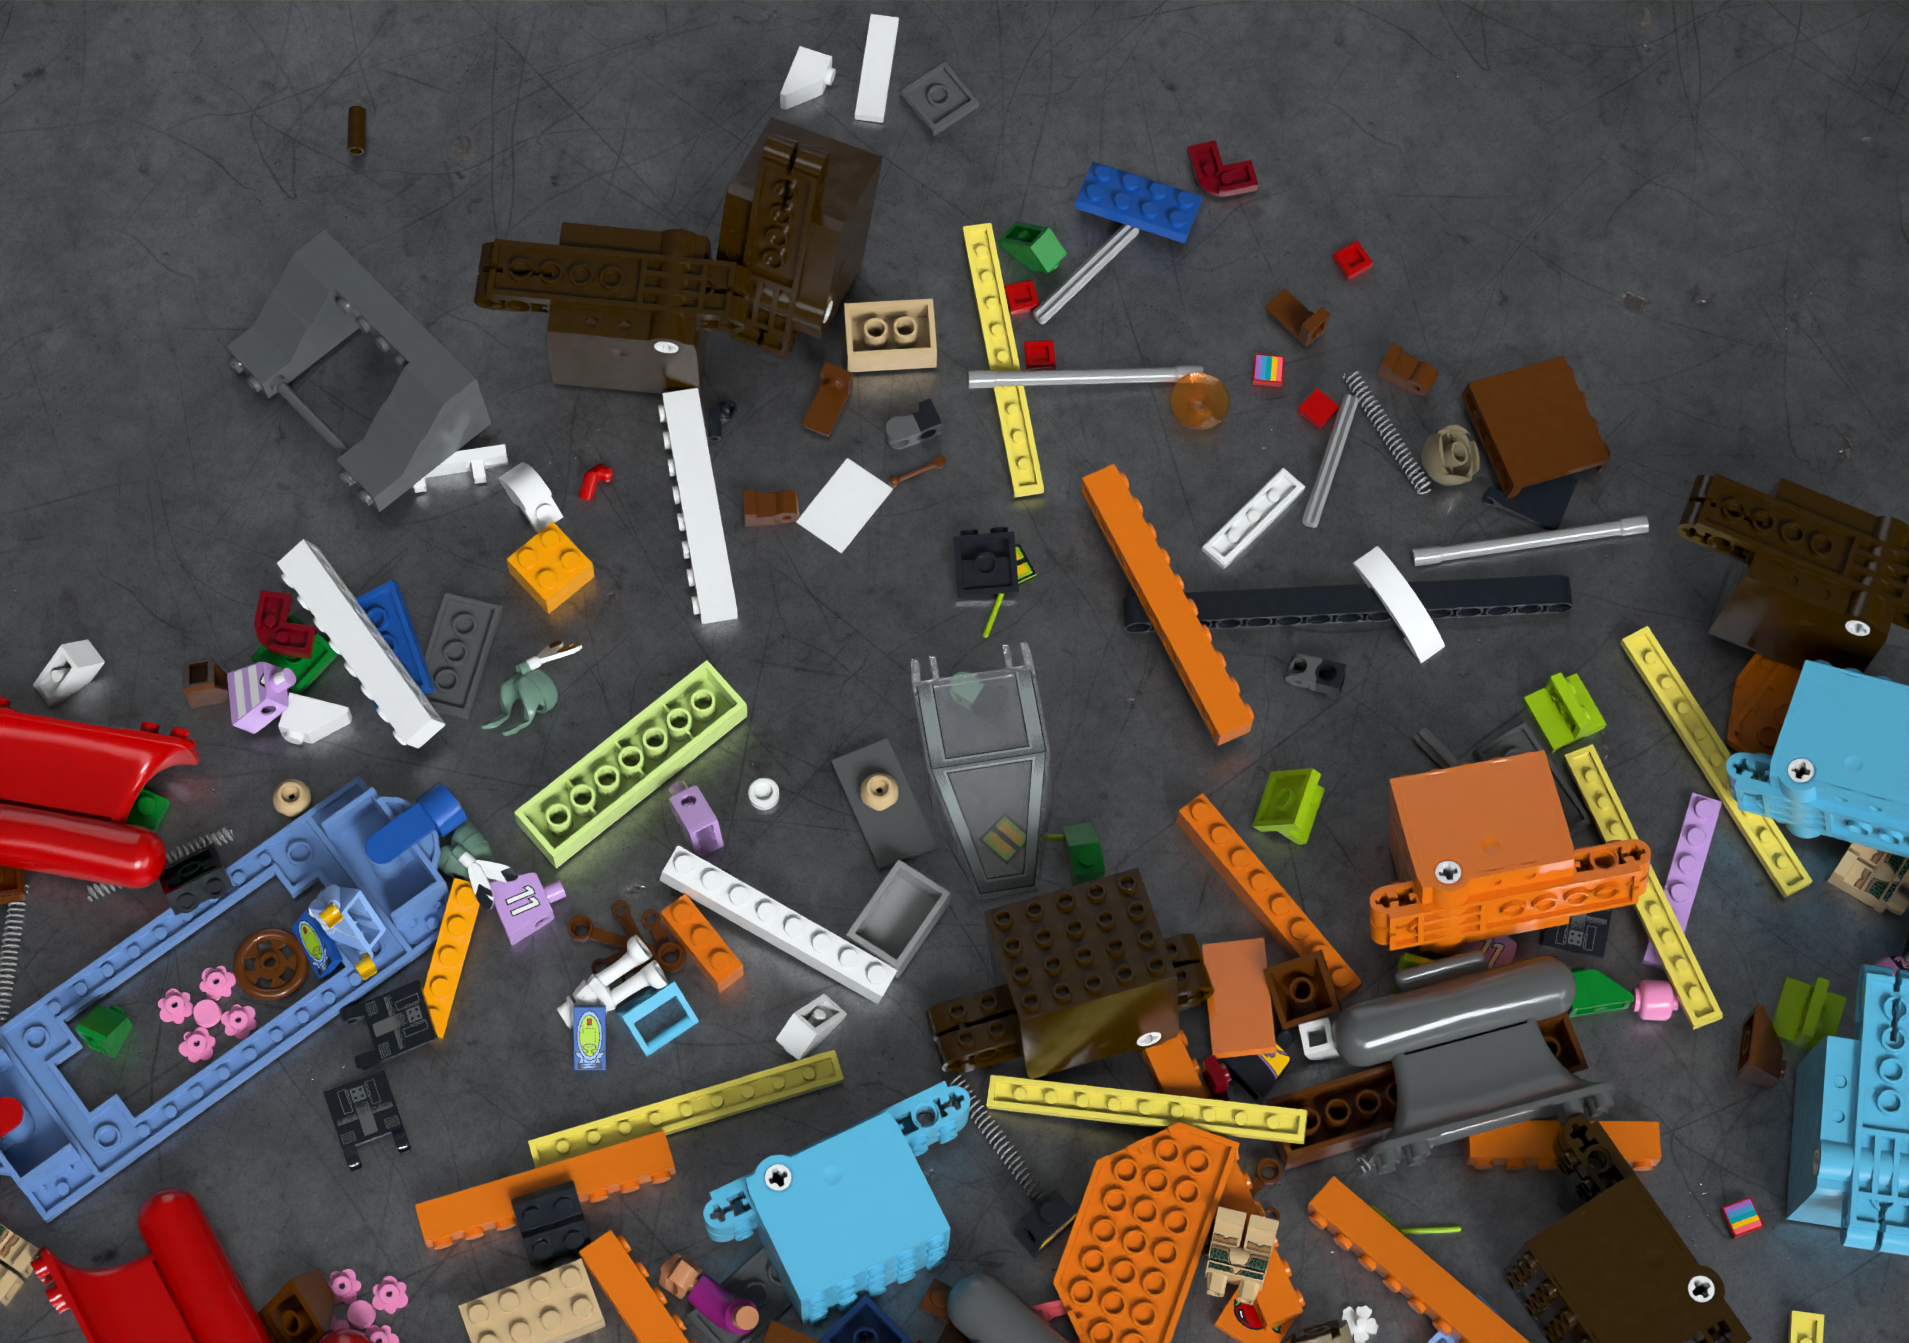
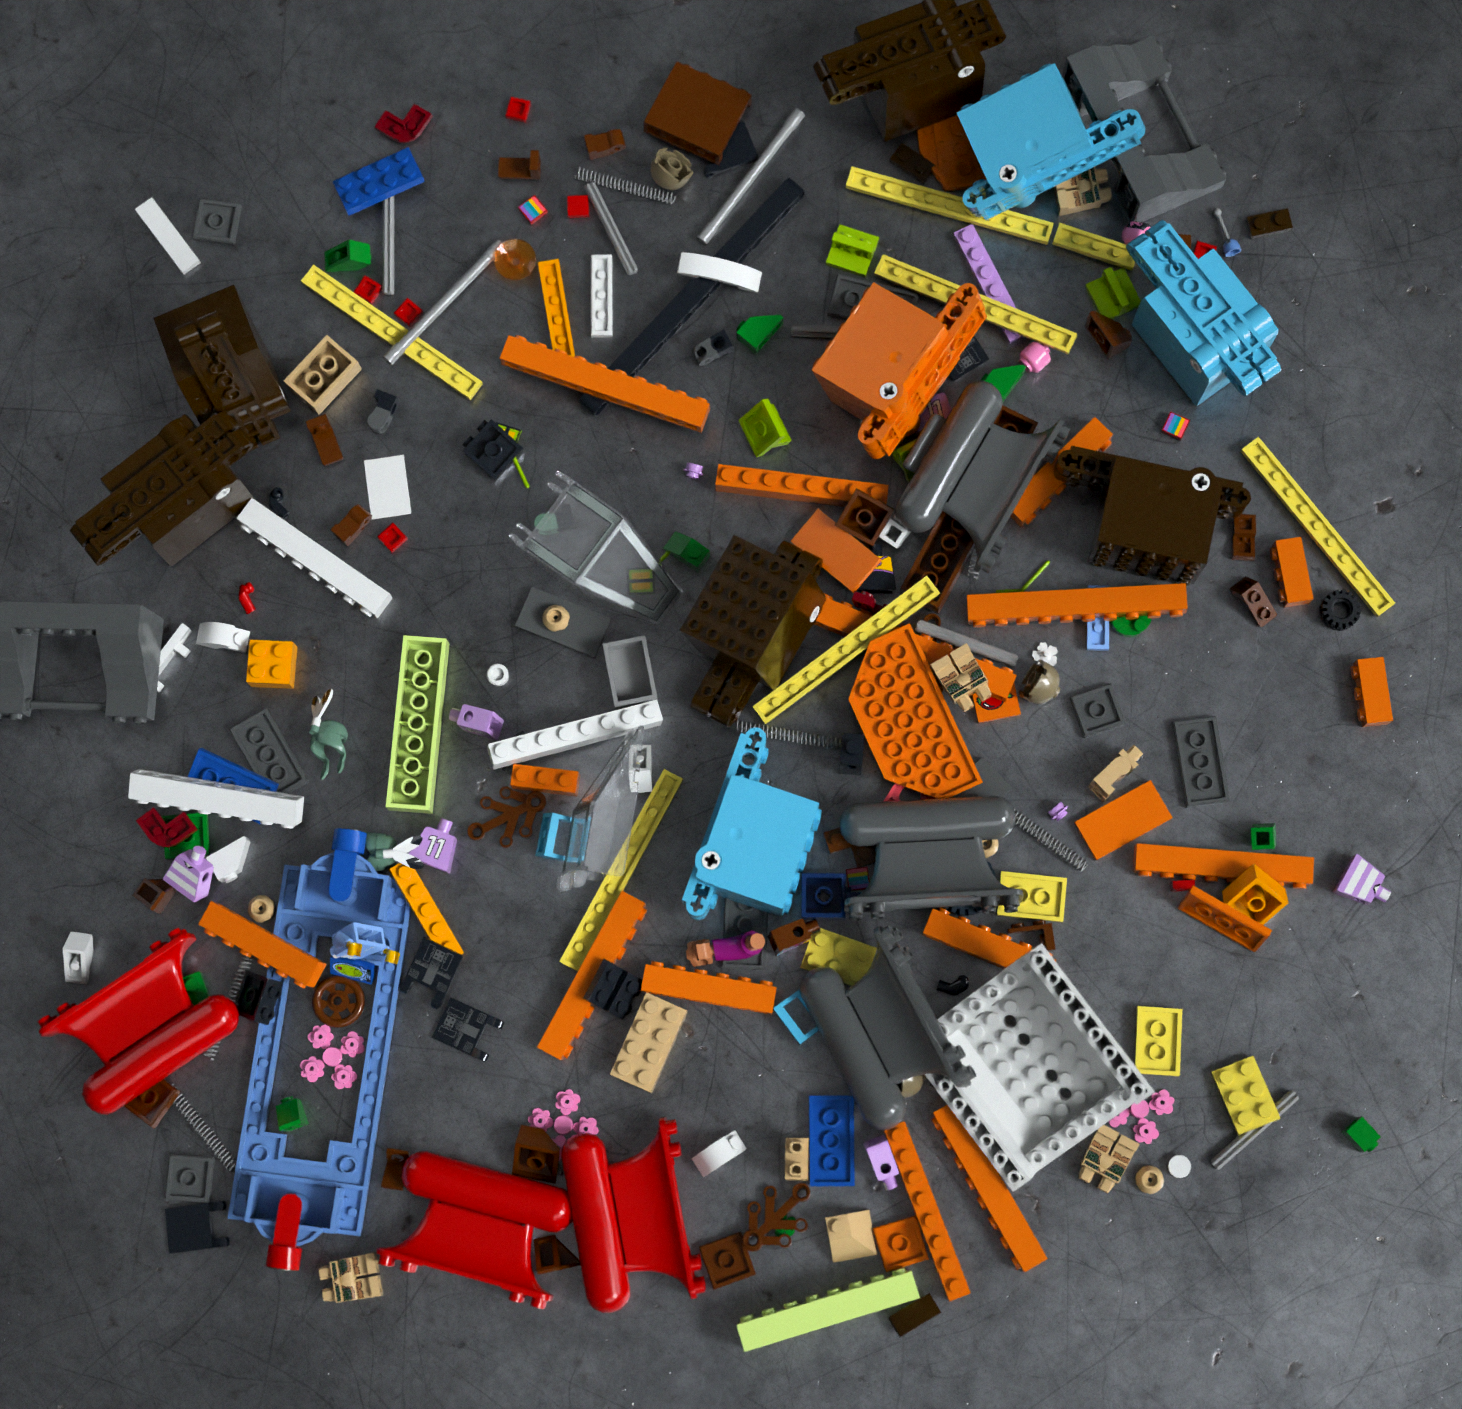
camera: 35 degrees left, 10 degrees up
(140, 1189) = (393, 1169): none -> reddish brown bracket
(254, 832) = (262, 944): none -> orange brick
(589, 1037) = (537, 880): tile -> none
(596, 989) = (520, 858): white piece -> none
(714, 1036) = (604, 819): none -> clear windscreen
(797, 558) = (392, 537): none -> red tile
(806, 77) = (136, 275): white slope -> none
(939, 463) = (413, 418): reddish brown hinge -> none
(1171, 778) = (693, 470): none -> lavender plate
(1195, 485) = (556, 306): none -> light orange plate
(1286, 1229) = (959, 640): none -> light grey axle
(1382, 701) = (758, 330): none -> green slope
(1717, 682) = (912, 163): none -> dark brown plate
(1830, 940) = (1093, 246): none -> light yellow plate

